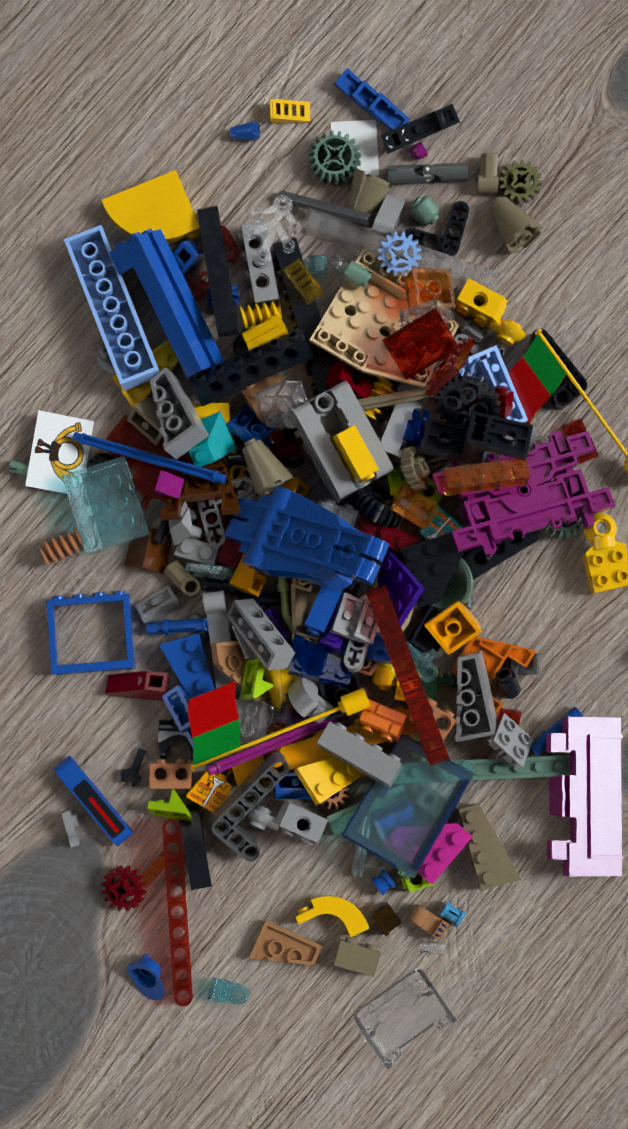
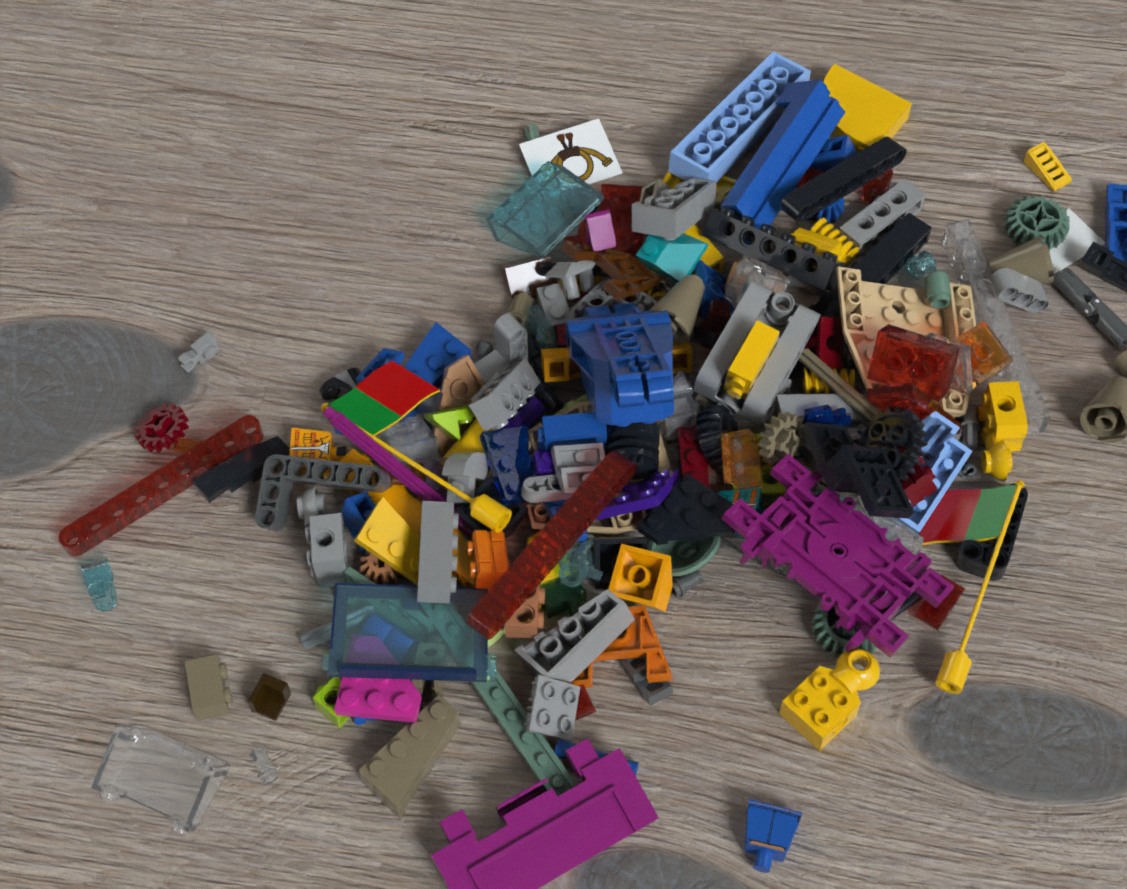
camera: 65 degrees right, 25 degrees down
(61, 547) = (476, 201): nougat piece -> none
(79, 599) = (428, 301): blue window -> none
(93, 800) = (239, 358): beam -> none
(134, 768) = (293, 378): black bar -> none
(139, 685) = (384, 331): dark red slope -> none
(146, 977) = (79, 497): blue piece -> none
(148, 457) = (637, 266): blue piece -> none
(157, 605) = (475, 313): light grey slope -> none
(170, 626) = (461, 328): blue pin -> none
(170, 780) = (304, 411): nougat brick -> none
(174, 808) = (274, 426): lime slope -> none
(247, 131) = (998, 144): blue cone -> none
(274, 226) = (950, 202): clear plant -> none
(284, 946) = (182, 611): medium nougat wing -> none
(312, 290) = (891, 254): clear yellow slope -> none
(329, 208) = (988, 247): dark grey axle -> none
(337, 906) = (254, 653): yellow arch -> none
(383, 882) = (309, 670): blue wheel -> none
(407, 258) = (1000, 311): light blue gear -> none
(419, 151) = (1108, 290): magenta hinge -> none
(424, 210) = (1054, 324): sand green head -> none
(428, 921) = (291, 744): medium nougat leg -> none
(441, 241) = (1039, 360): black beam -> none
(452, 914) = (316, 772): dark azure bush -> none
(485, 476) = (823, 497): clear orange brick -> none
(507, 683) = (616, 673): black brick -> none
(508, 550) = (763, 595): black brick -> none

